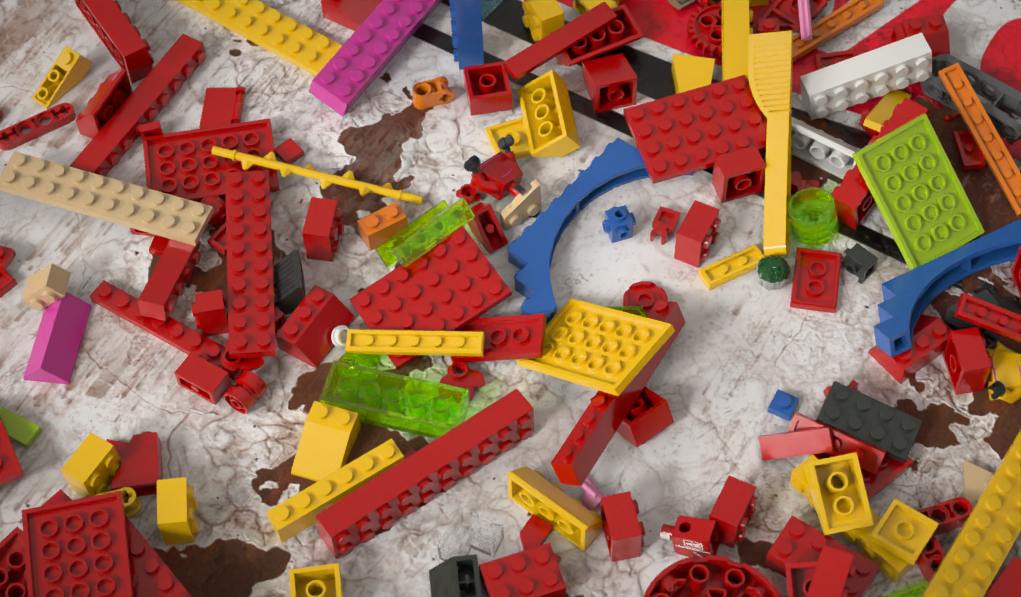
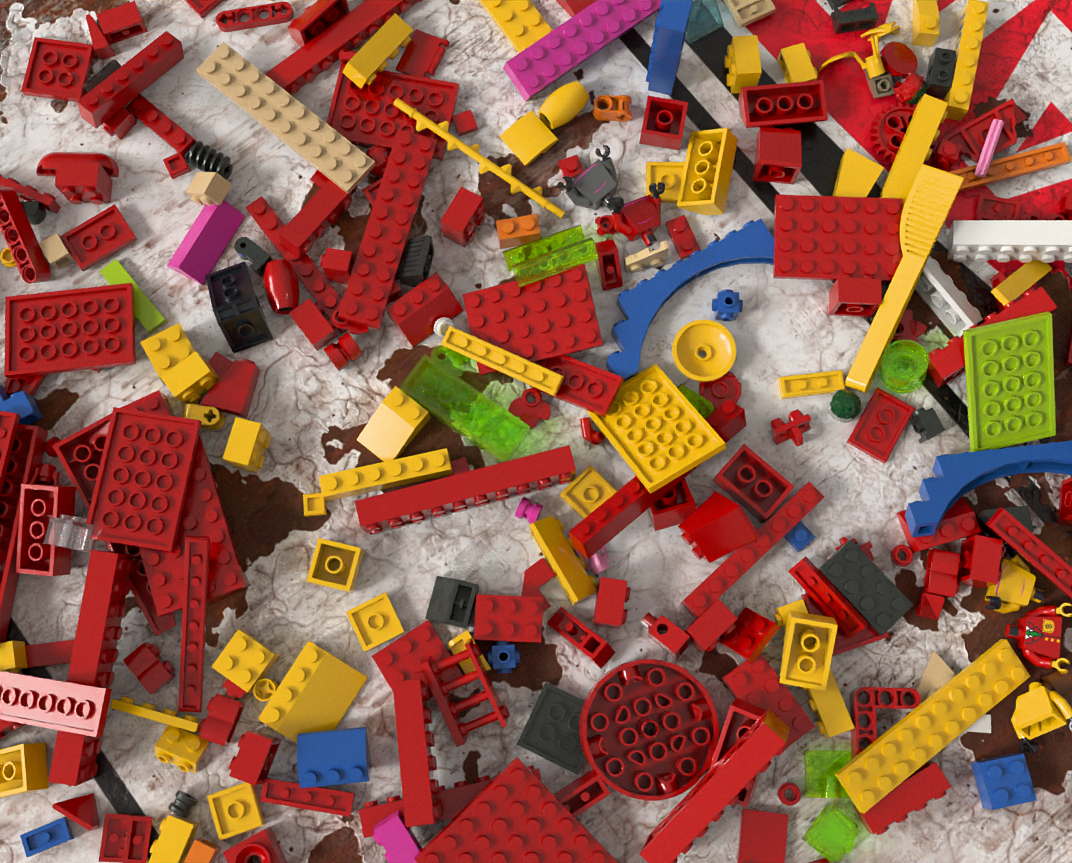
camera: 20 degrees right, 20 degrees up
(28, 265) = (209, 160): none -> pearl dark grey piece
(52, 451) = (167, 349): none -> yellow brick
(115, 335) = (256, 255): none -> pearl dark grey leg
(119, 388) = (237, 308): none -> black bracket
(156, 352) = (281, 286): none -> red piece
(177, 113) = (378, 51): none -> yellow brick
(270, 549) = (314, 505): none -> yellow tile
(359, 144) = (529, 138): none -> yellow slope
(382, 103) = (563, 105): none -> yellow piece
(412, 157) = (571, 167): none -> red plate
(442, 162) = (595, 184): none -> dark grey torso
(498, 473) = (528, 510): none -> dark pink wheel
(535, 385) = (589, 434): none -> red arm
(549, 436) = (587, 492): none -> yellow tile
(550, 181) = (682, 236): none -> red plate
(560, 40) = (747, 99): red tile -> none
(608, 574) = (581, 637): none -> red slope
(614, 258) = (704, 337): none -> yellow dish
(664, 223) = (769, 318): red plate -> none
(697, 234) = (792, 344): red brick -> none
(699, 417) = (717, 528): none -> red slope
(715, 368) = (753, 483): none -> red brick
(734, 302) = (793, 430): none -> red hips
(742, 428) = (746, 556): none -> red brick
(775, 507) = (749, 635): none -> red plate
(796, 443) = (793, 583): tile -> none
(891, 380) = (906, 551): none -> red plate
(904, 531) = (849, 705): yellow plate -> none
(937, 387) = (942, 573): none -> red brick
(939, 421) = (929, 606): none -> red slope

